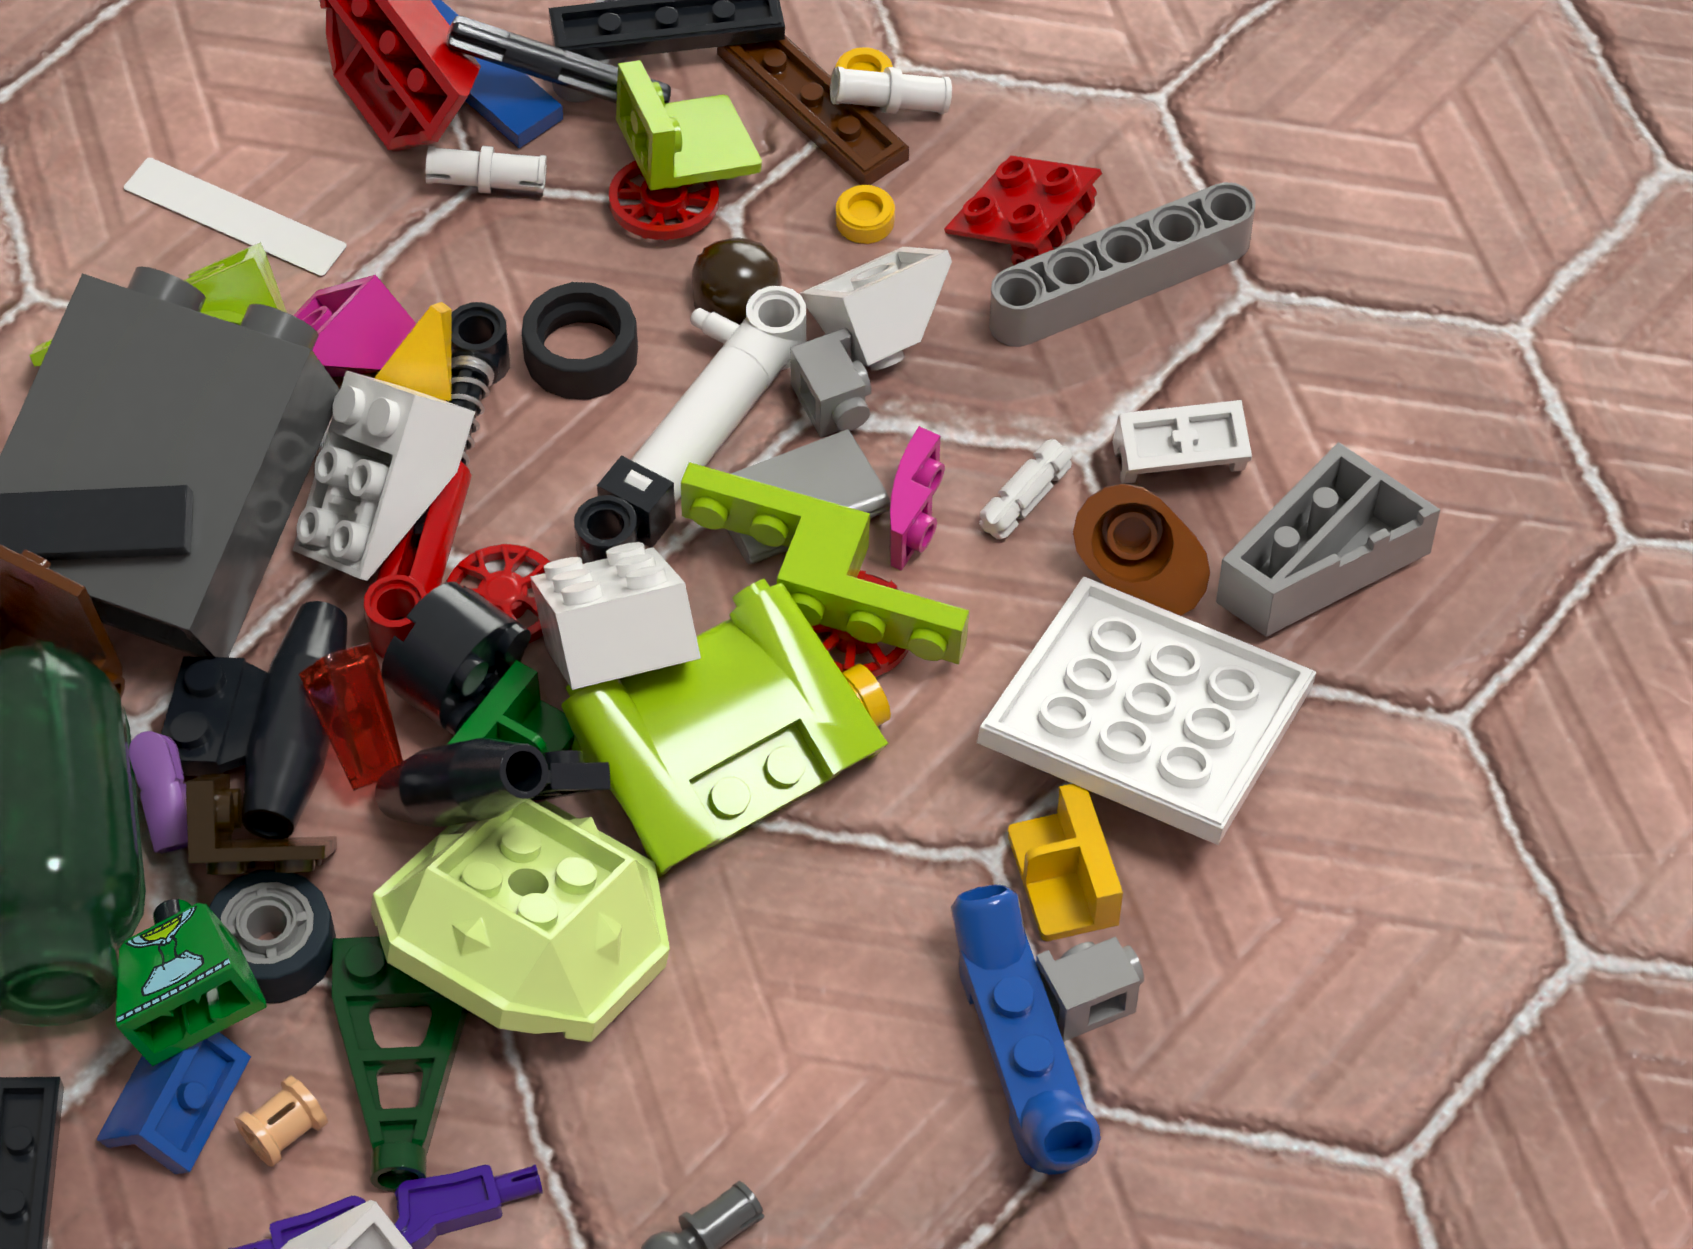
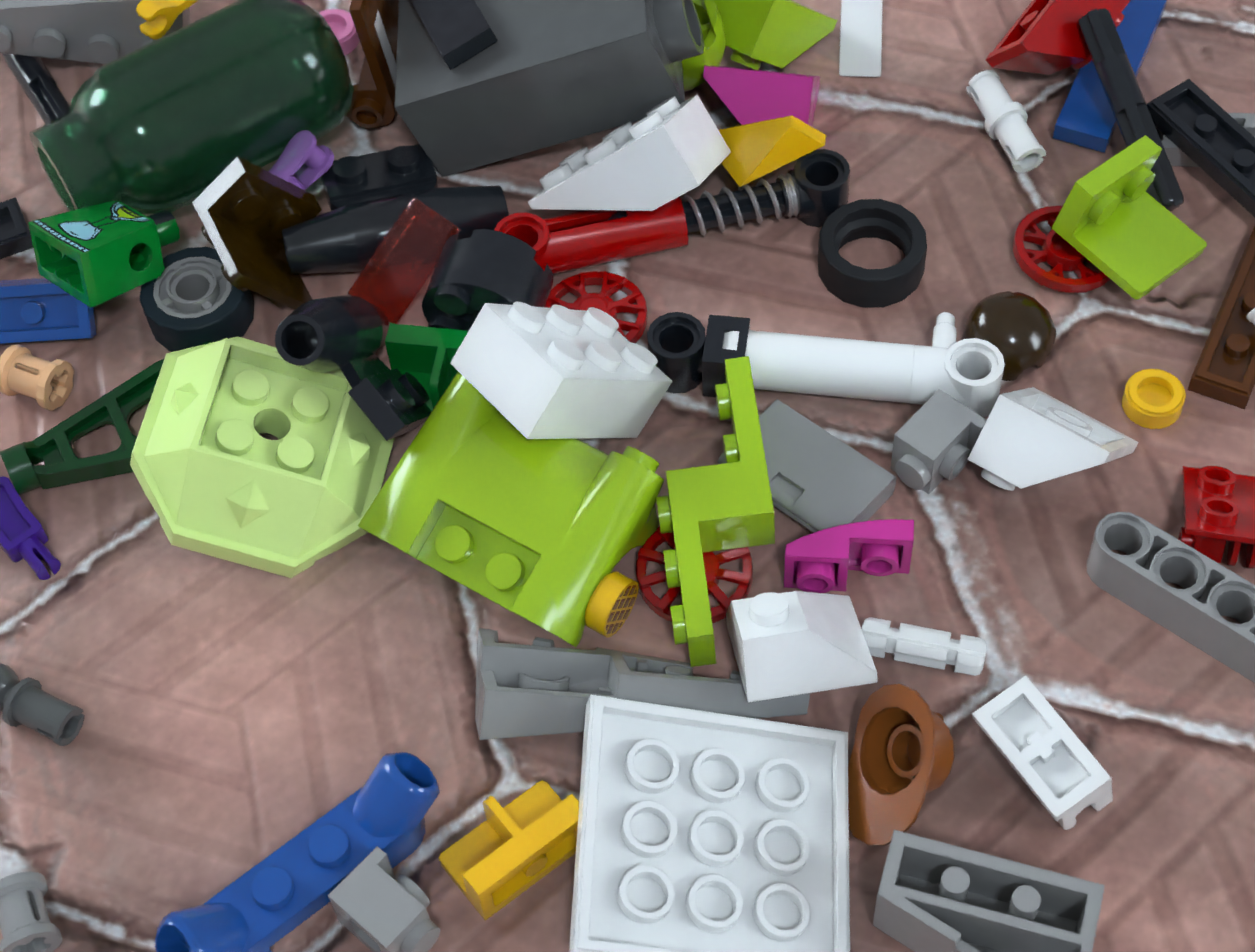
camera: 70 degrees right, 0 degrees up
(935, 766) = (547, 687): none -> light grey wedge
(992, 568) = (798, 644): none -> white slope

